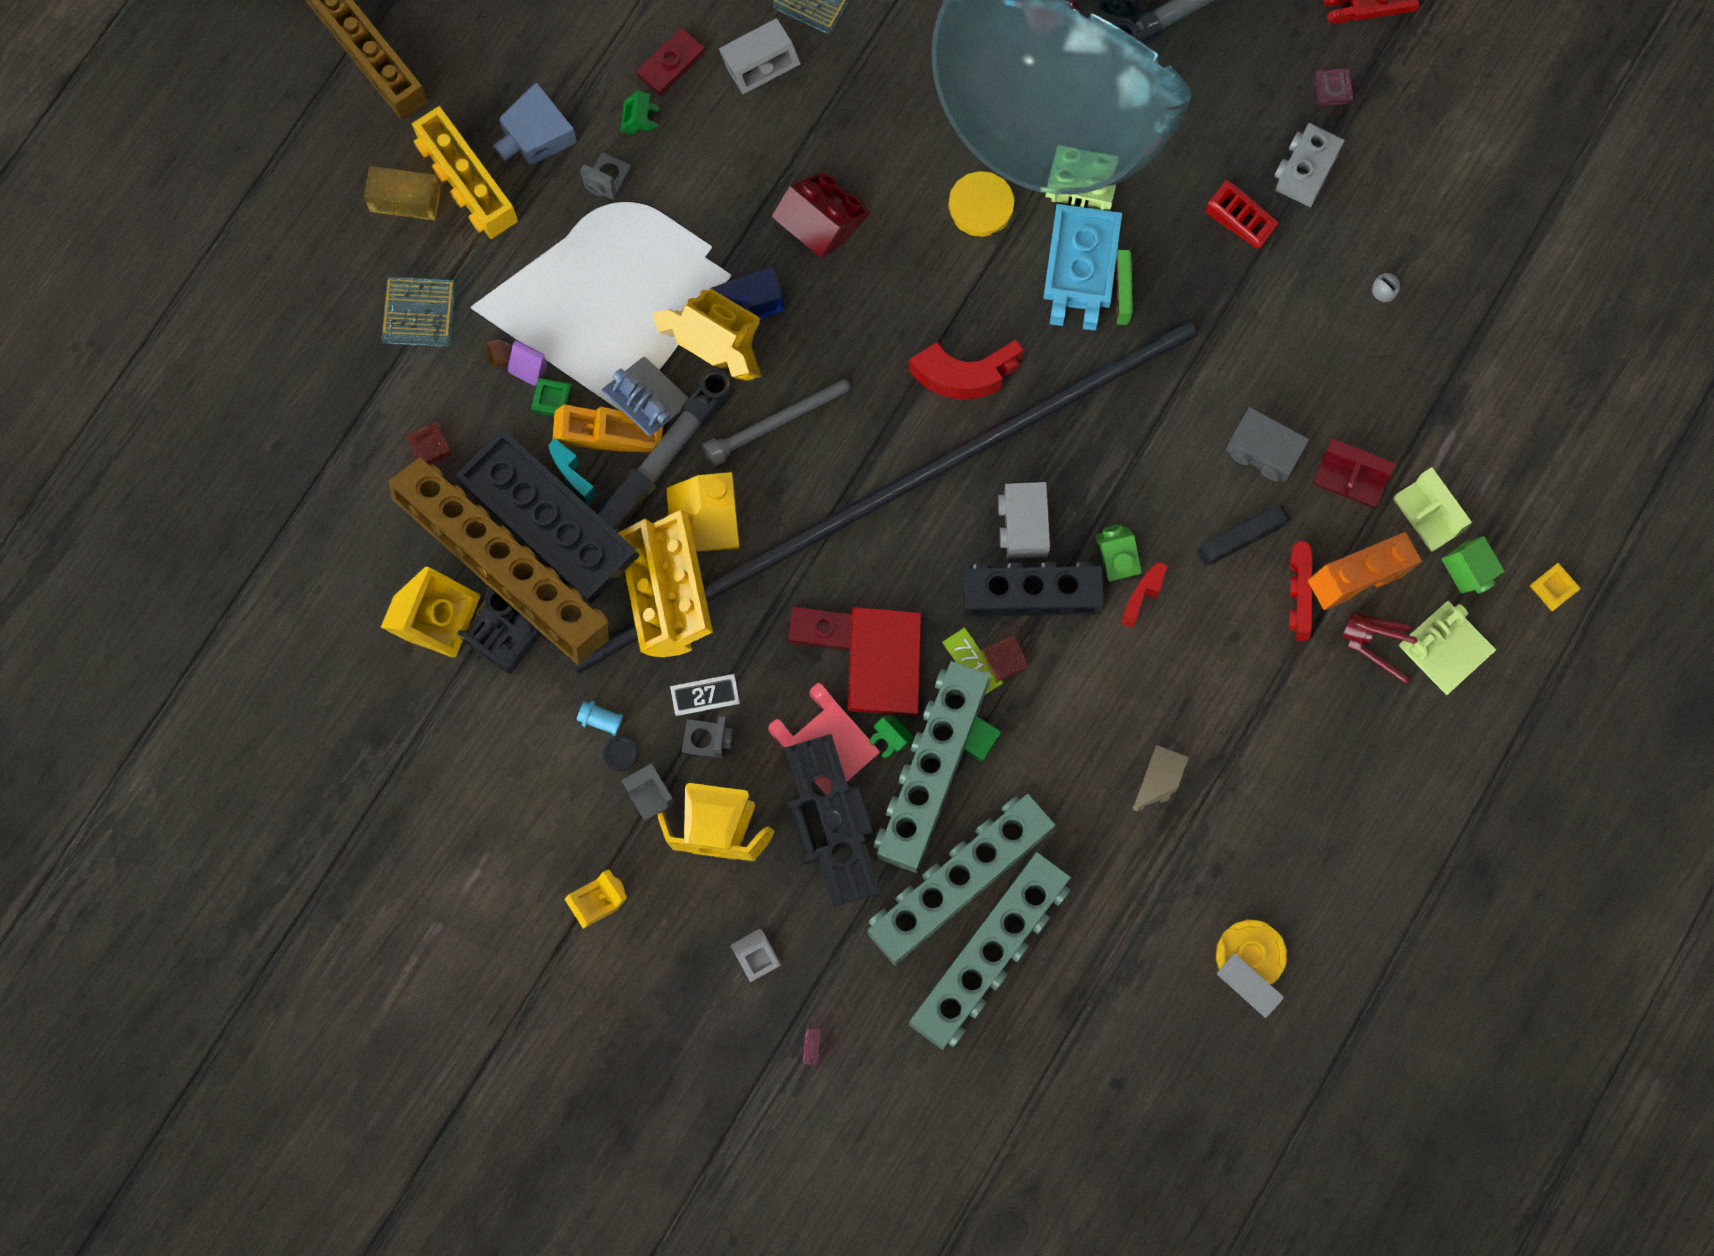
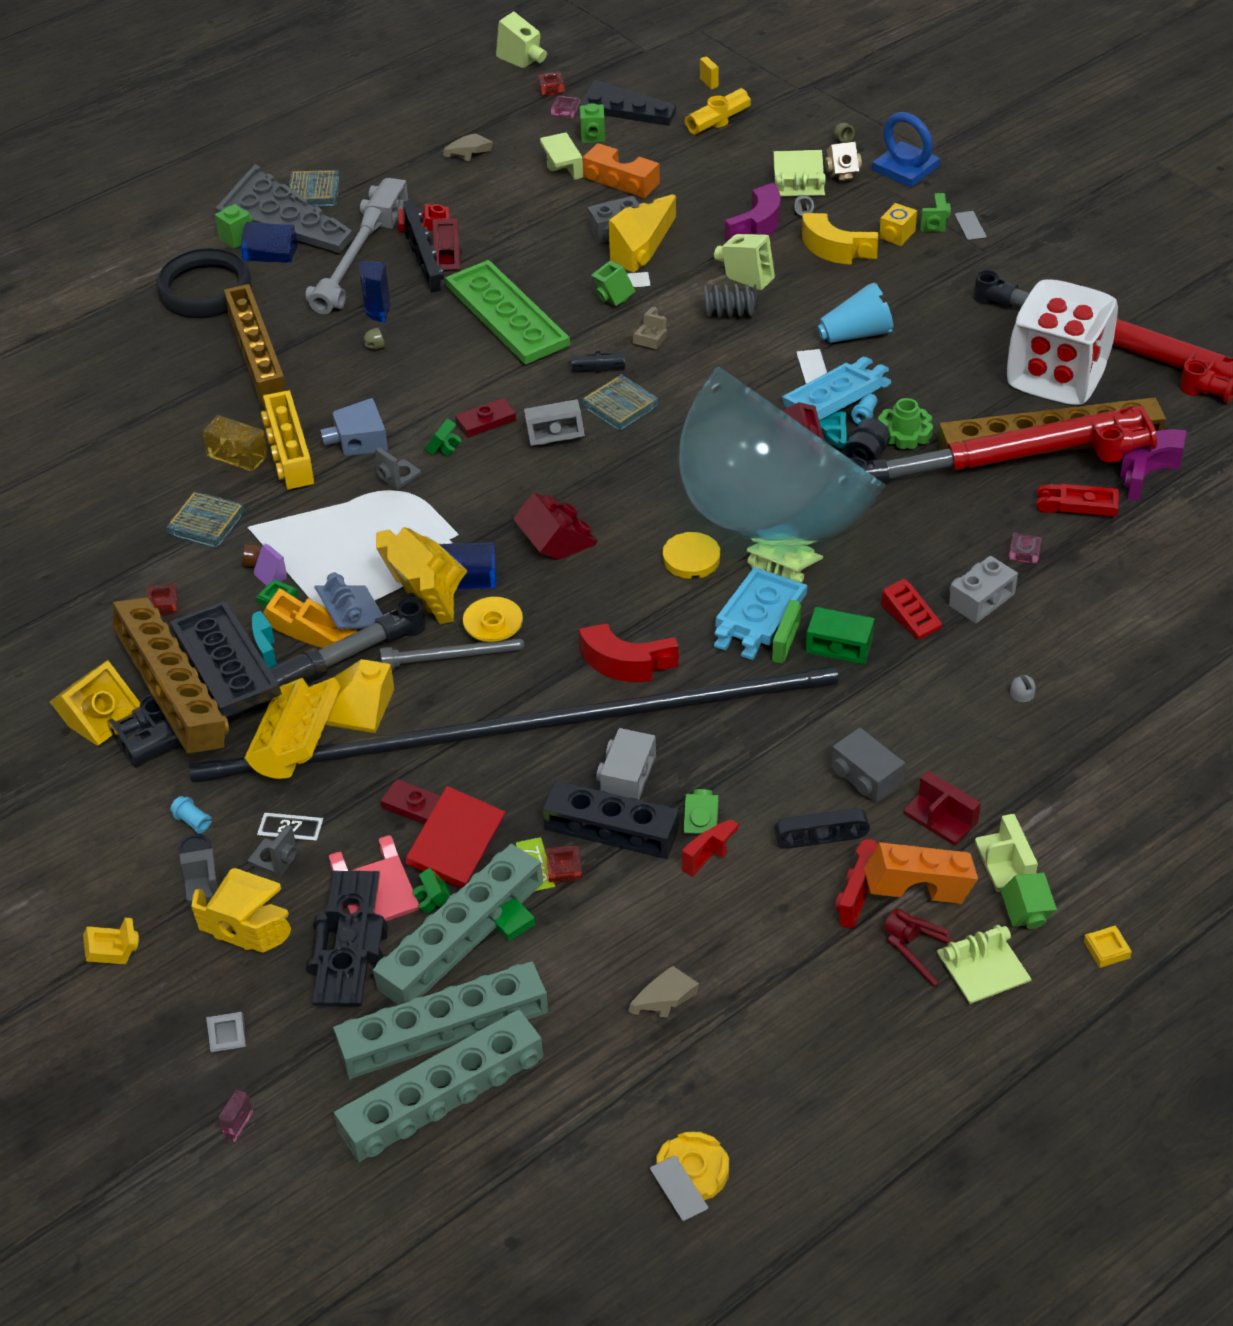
camera: 20 degrees right, 30 degrees down
(806, 350) = (492, 619): none -> yellow dish
(1181, 275) = (840, 635): none -> green brick

